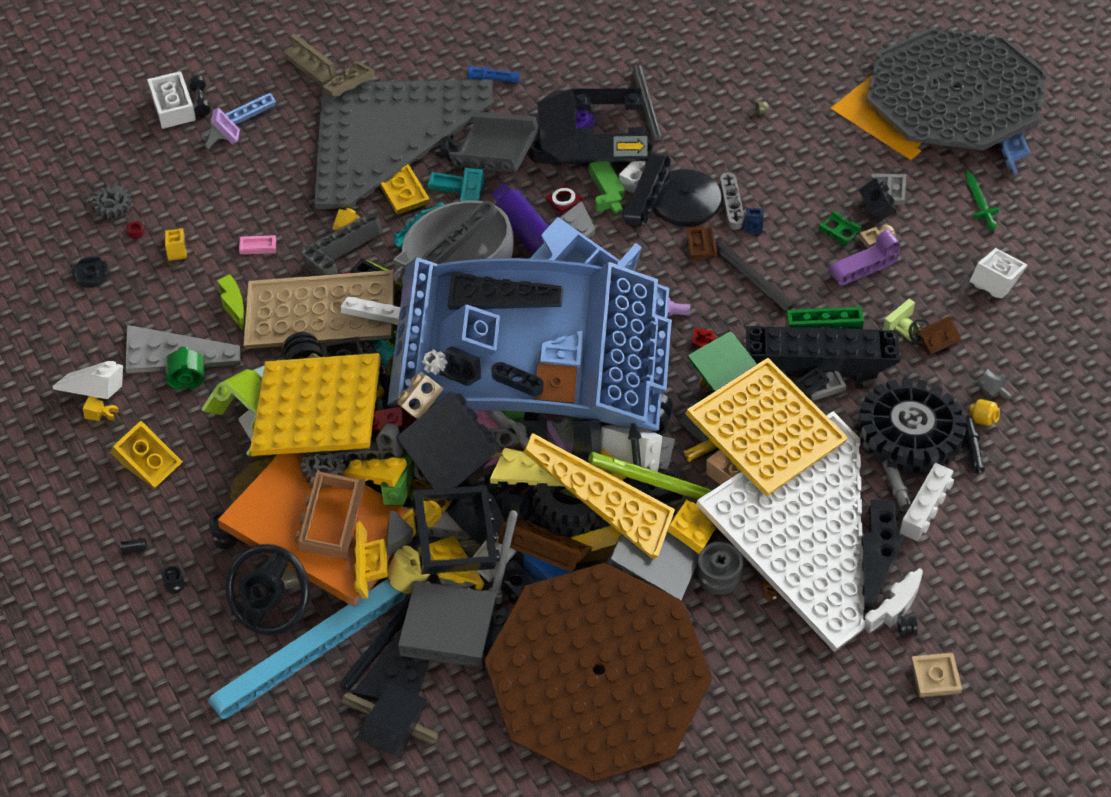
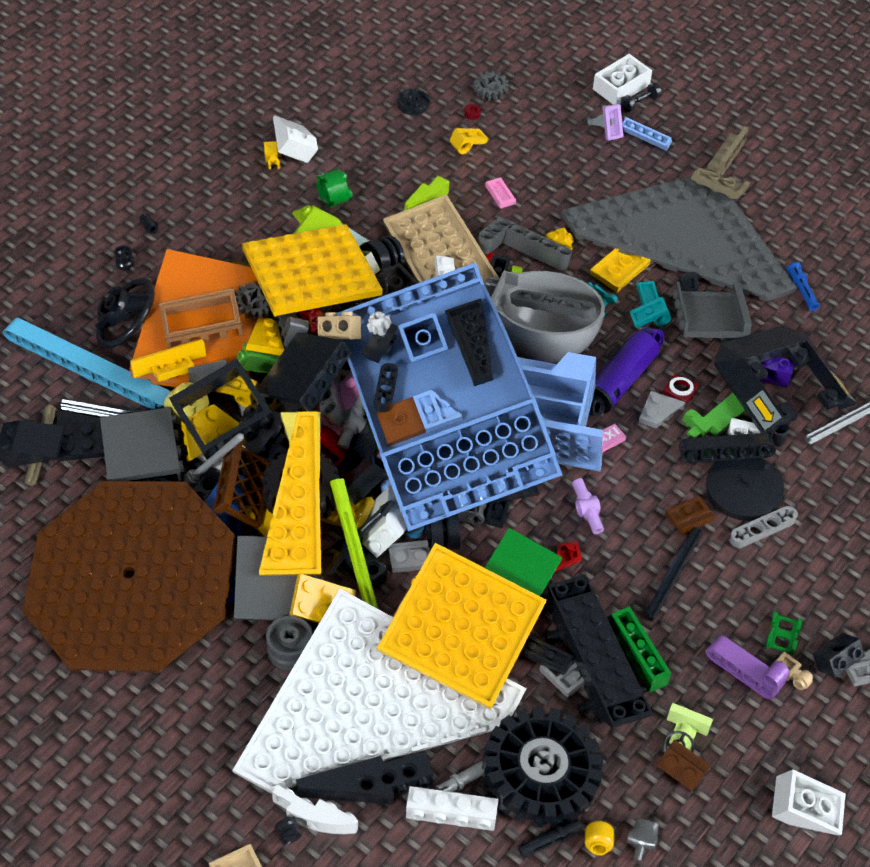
camera: 65 degrees right, 0 degrees up
(145, 455) = (239, 197): yellow slope -> none
(148, 349) = (360, 179): light grey wing -> none
(754, 220) = (748, 550): dark blue bracket -> none

